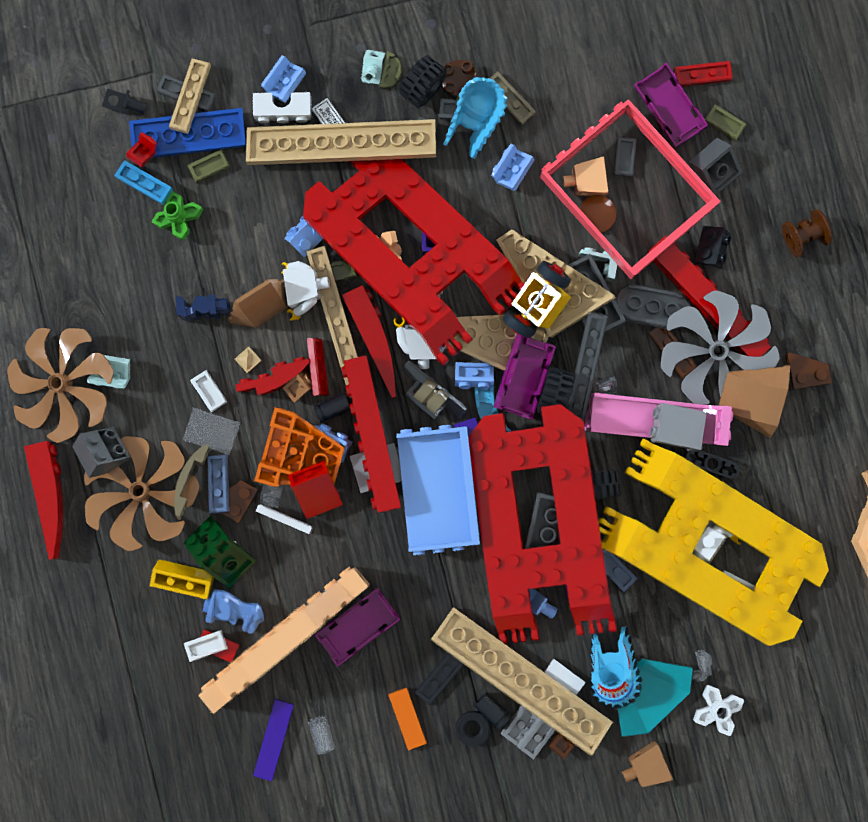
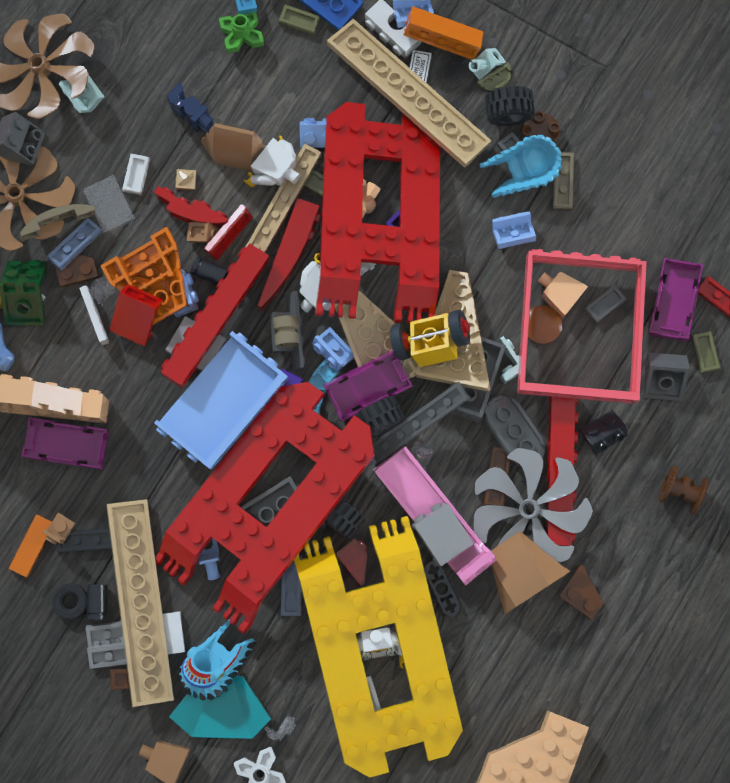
camera: 45 degrees right, 5 degrees down
(323, 75) = (443, 33): none -> orange brick
(416, 689) = (59, 529): none -> medium nougat bracket
(638, 504) = (354, 559): none -> clear red slope

